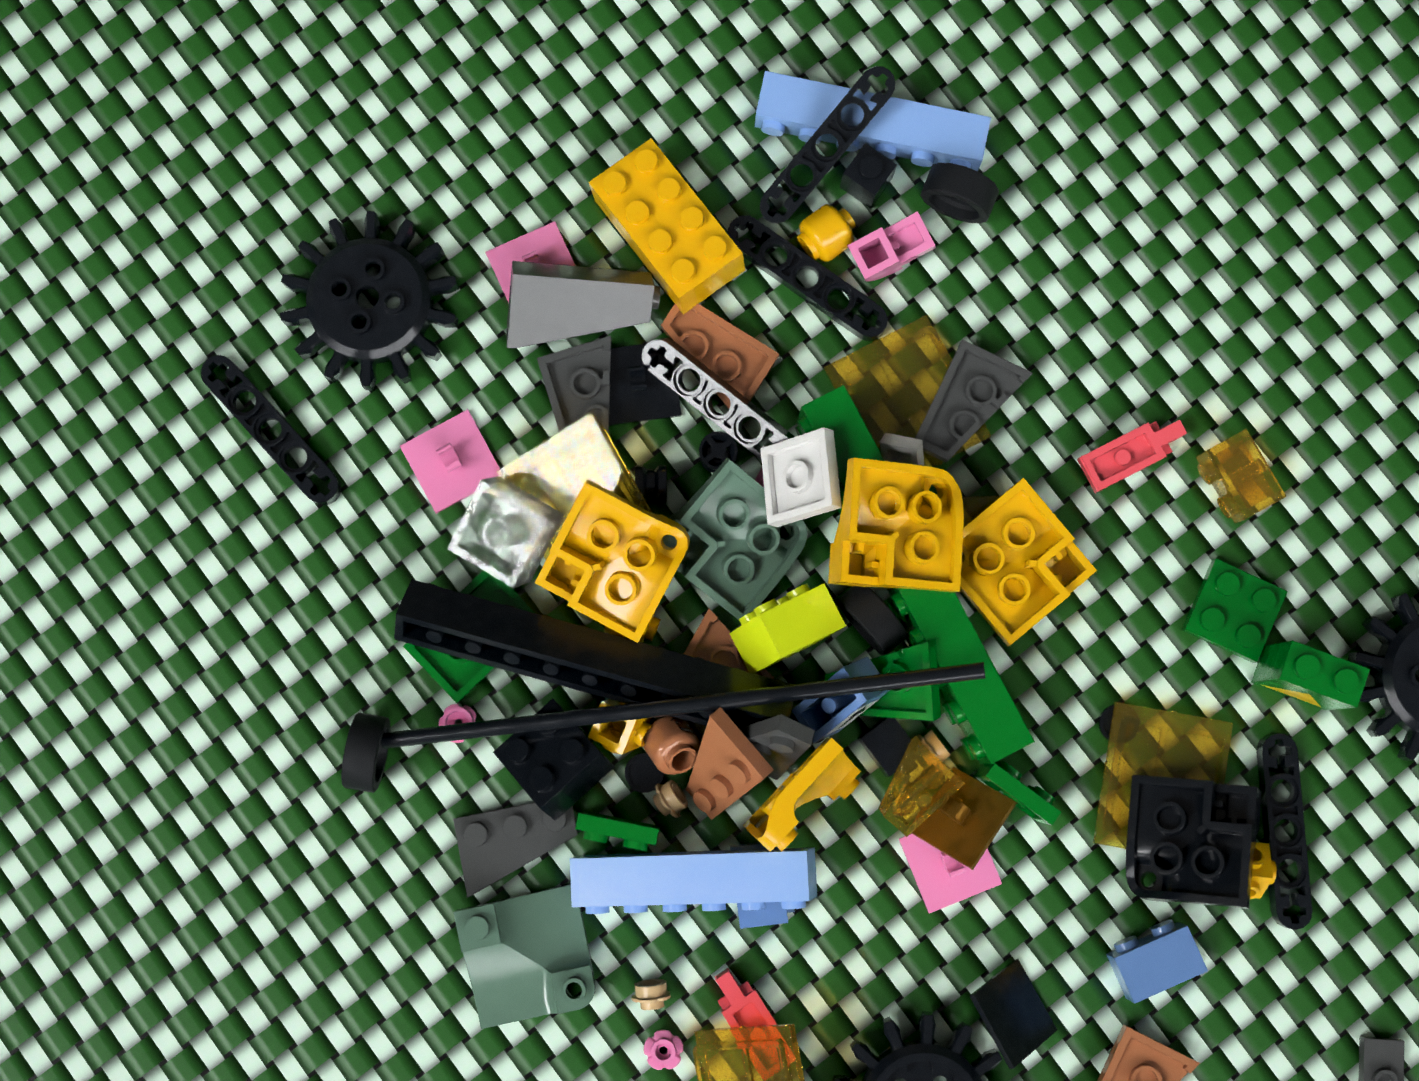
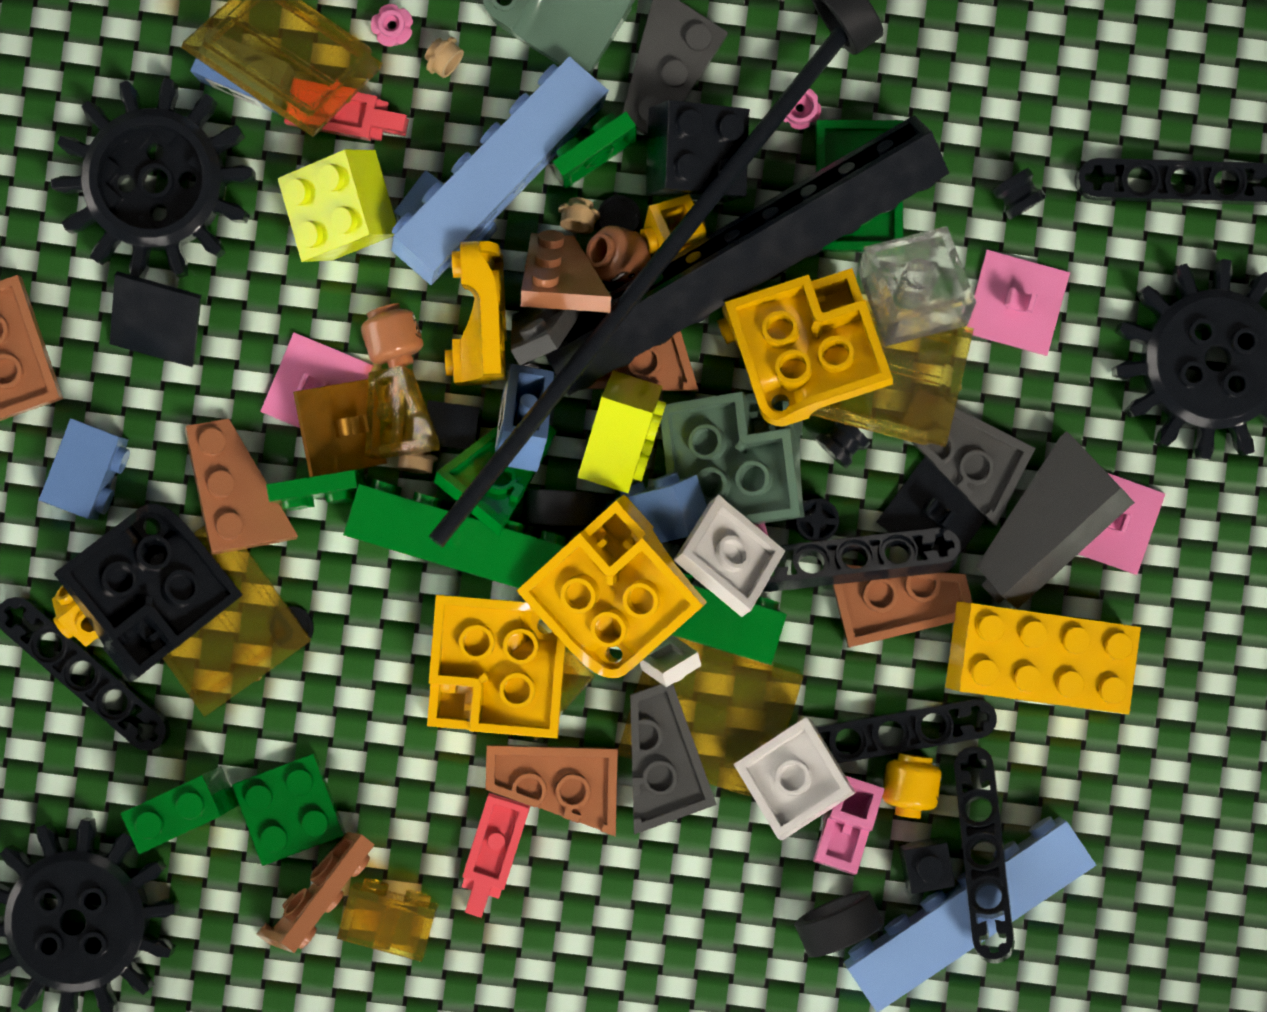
camera: 140 degrees right, 5 degrees up
(379, 525) = (1019, 193): none -> black wheel
(805, 553) = (669, 505): none -> medium blue brick
(820, 964) = (338, 205): none -> neon yellow brick
(869, 844) = (391, 335): none -> nougat head
(897, 306) = (794, 778): none -> white plate
(1042, 455) = (558, 779): none -> nougat wing
(1072, 849) = (233, 491): none -> nougat wing
(1285, 535) = (308, 905): none -> nougat wing

